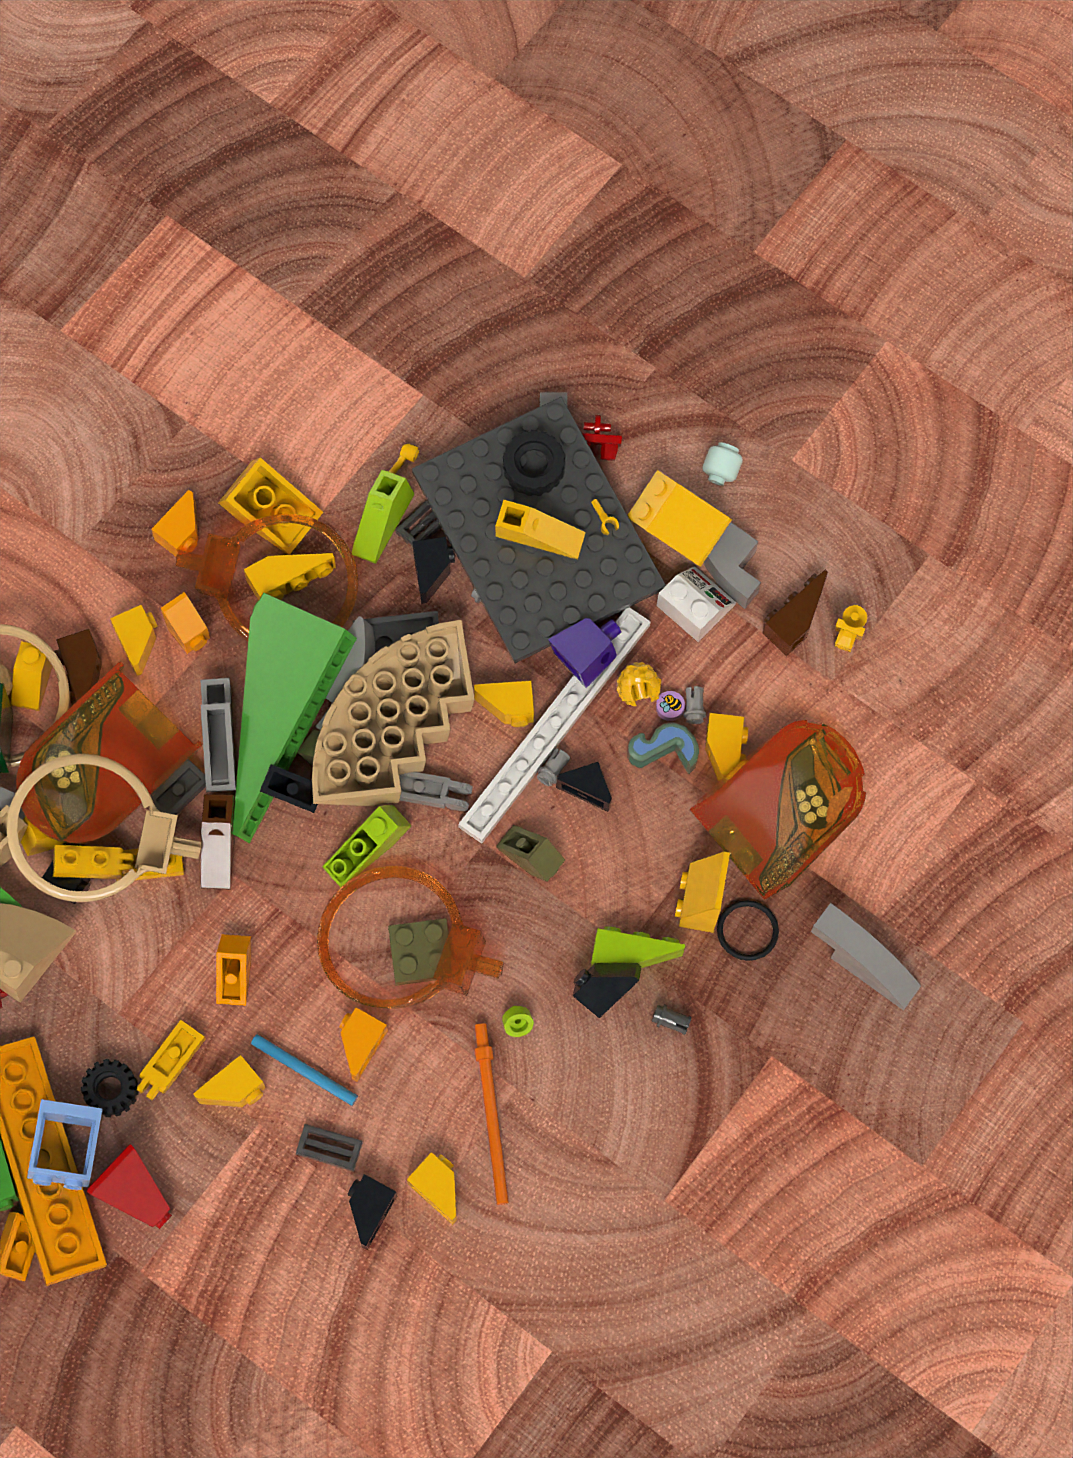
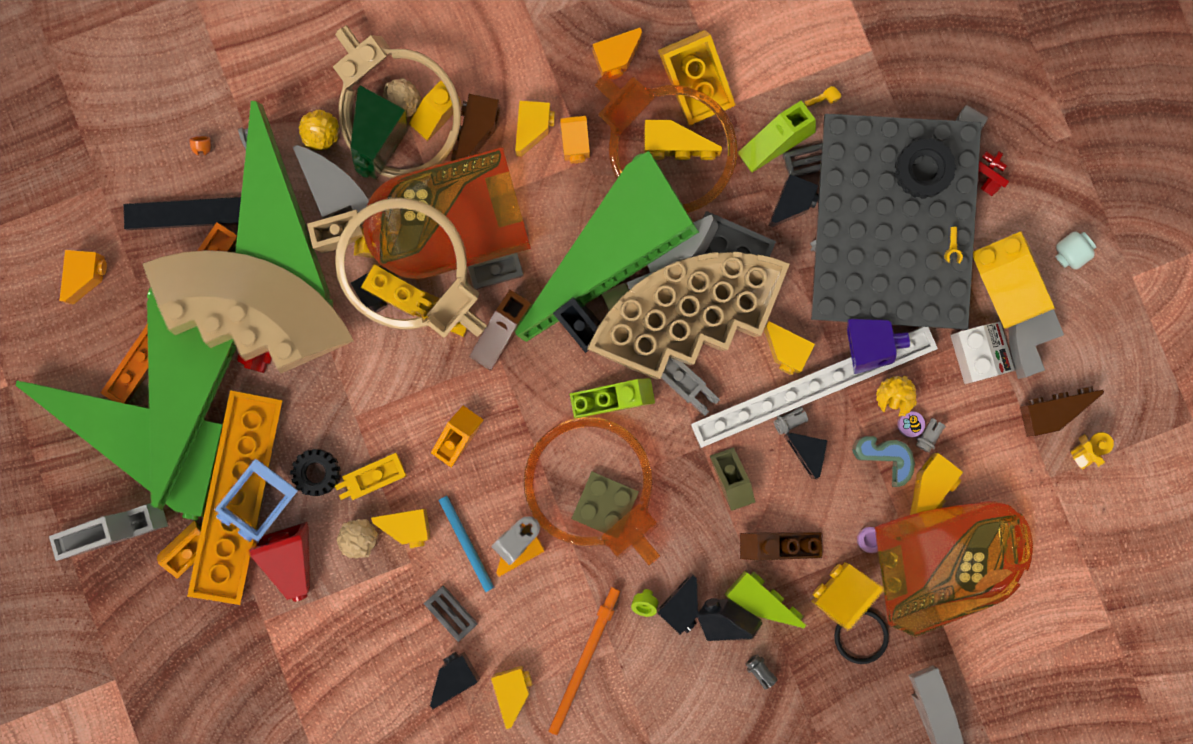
camera: 30 degrees right, 15 degrees up
(190, 1125) = (357, 538): none -> tan piece
(218, 735) = (549, 244): light grey slope -> none
(351, 1029) = (514, 542): none -> light grey piece
(538, 530) = (895, 228): yellow slope -> none
(555, 1002) = (681, 606): none -> black slope
(614, 888) = (780, 545): none -> reddish brown slope
(697, 836) = (867, 540): none -> lavender tile

